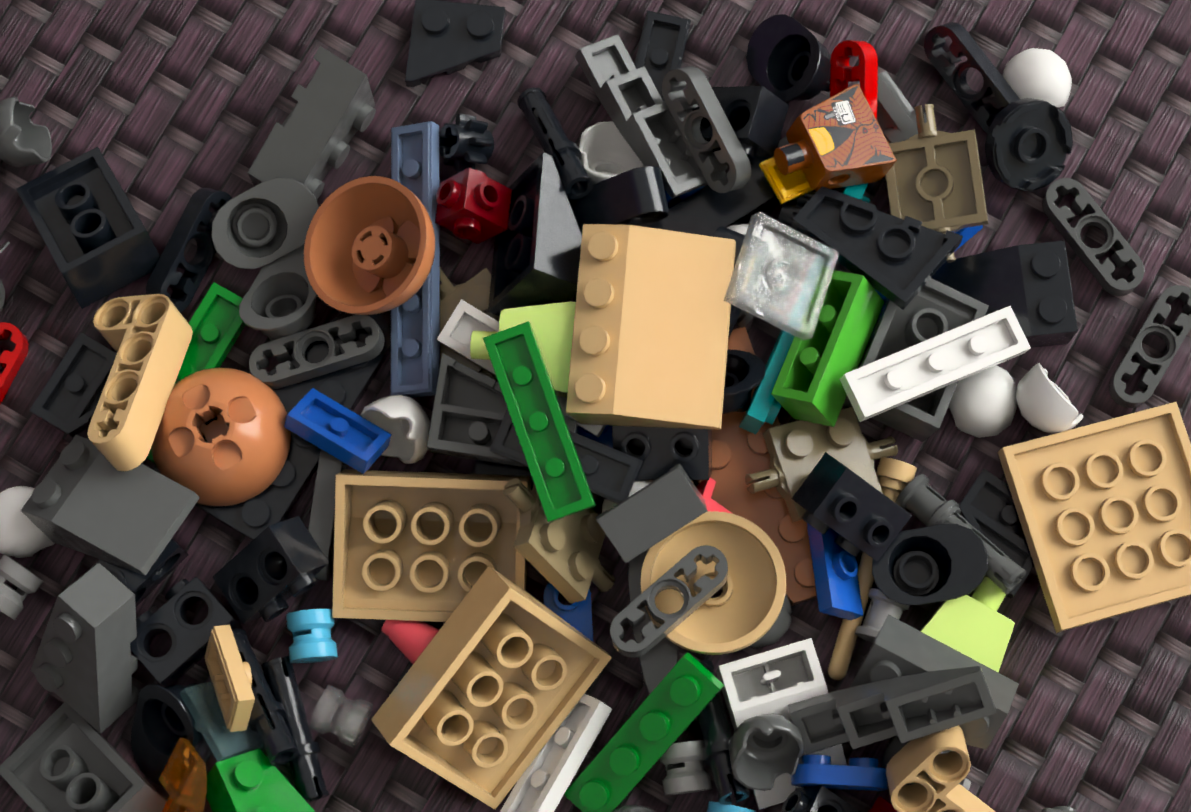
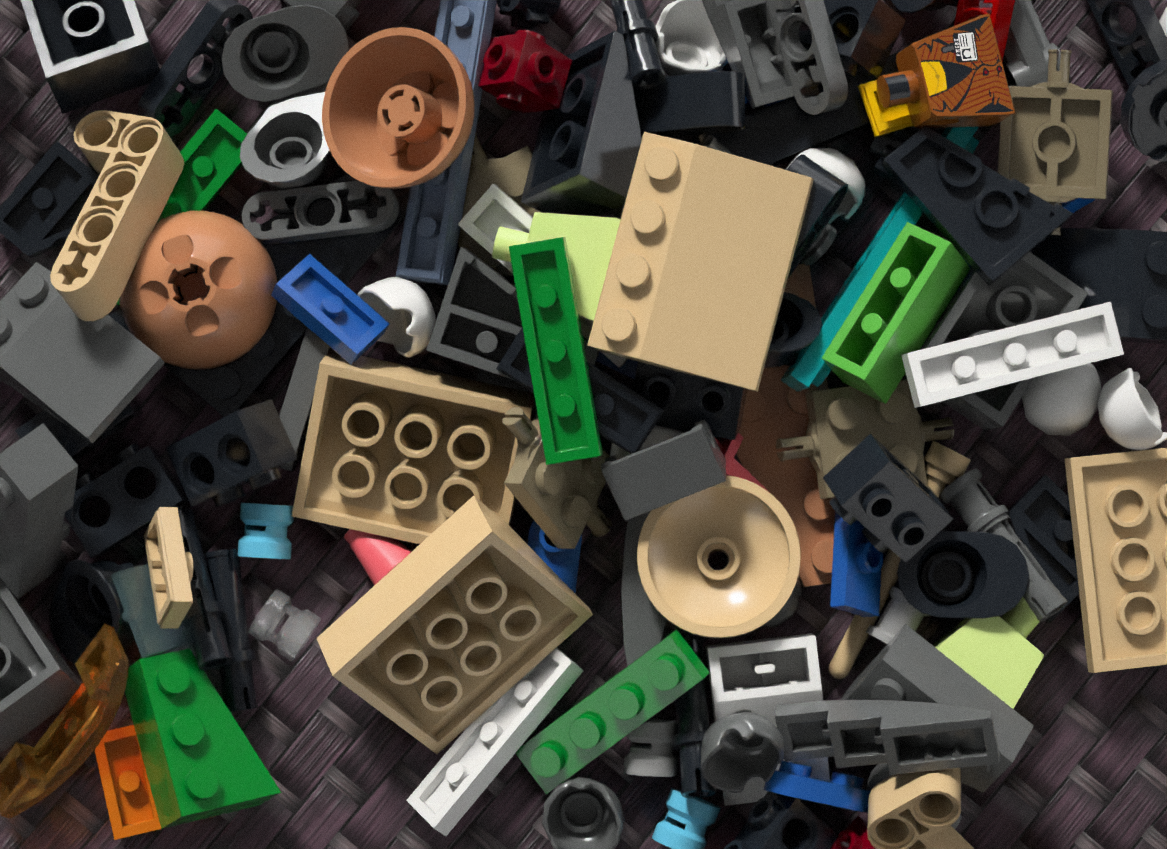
camera: 10 degrees right, 10 degrees up
(704, 587) = (707, 561): dark grey beam -> none
(781, 276) = (858, 228): clear plate -> none

